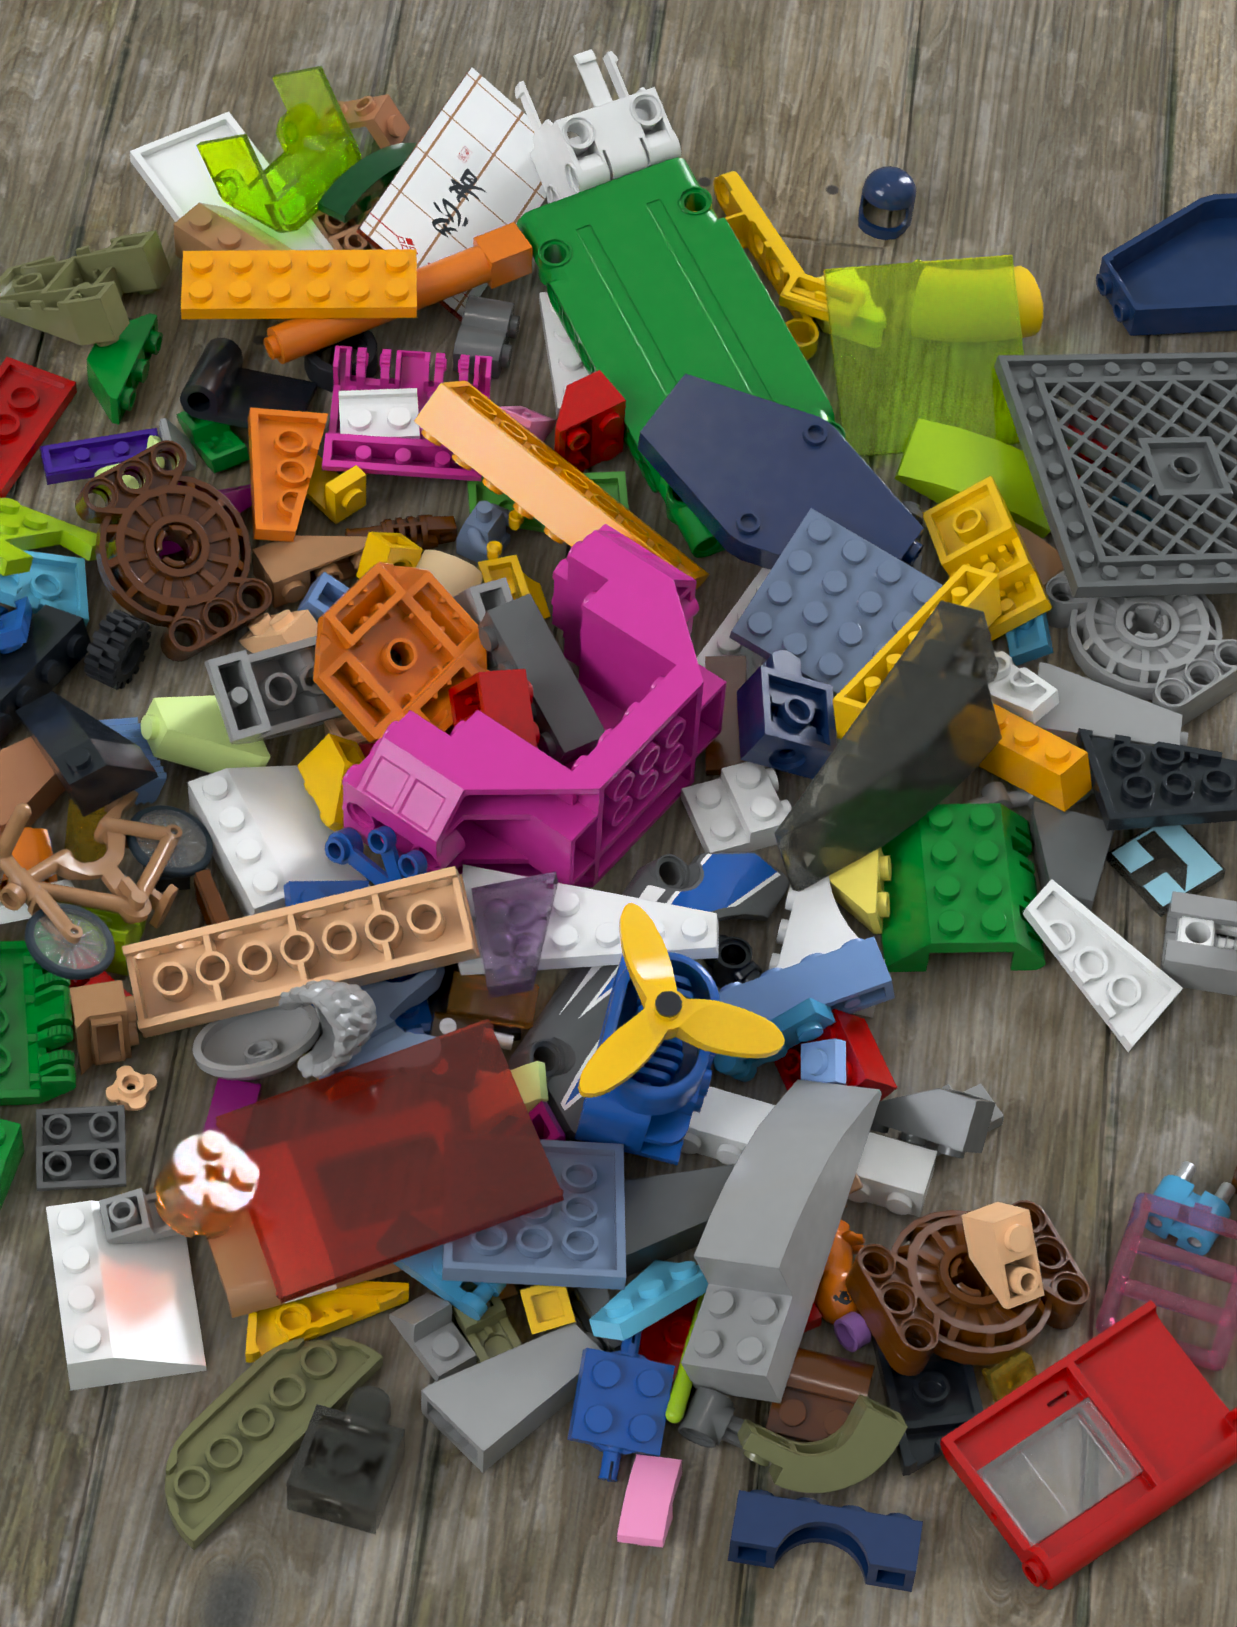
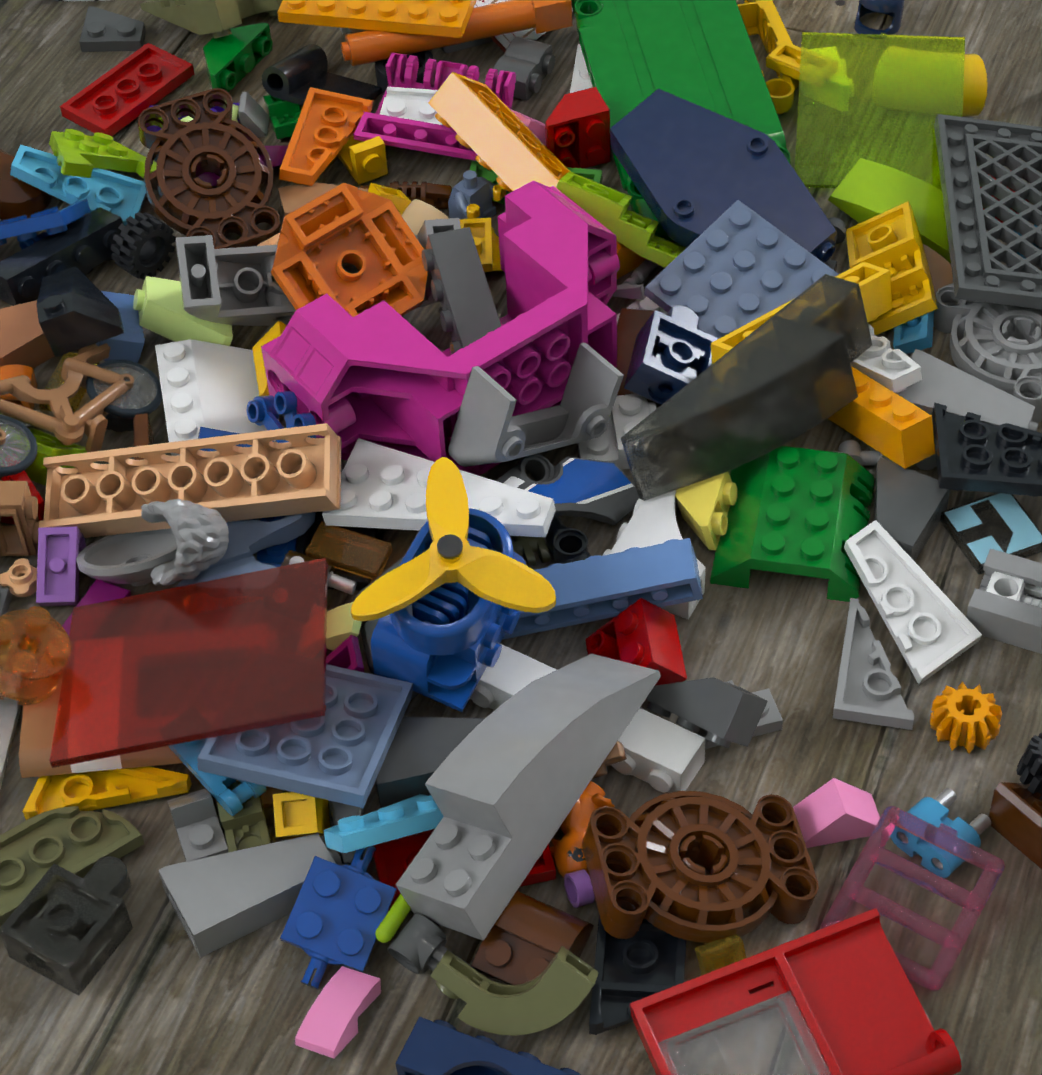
camera: 20 degrees right, 5 degrees down
(174, 1070) = (58, 565): none -> medium lavender plate
(501, 696) = (419, 302): red slope -> none
(513, 929) = (369, 488): clear purple wing -> none
(639, 837) = (490, 433): none -> light grey windscreen
(690, 551) = (612, 211): none -> lime slope
(701, 627) = (629, 287): none -> light grey piece
(797, 1025) = (581, 616): dark azure plate -> none
(824, 1061) = (619, 640): light blue plate -> none
(1004, 1252) = (736, 836): light nougat slope -> none
(1076, 1061) = (865, 684): none -> light grey wing
(1085, 1207) = (836, 814): none -> bright pink slope
(1186, 1082) = (965, 717): none -> light orange gear

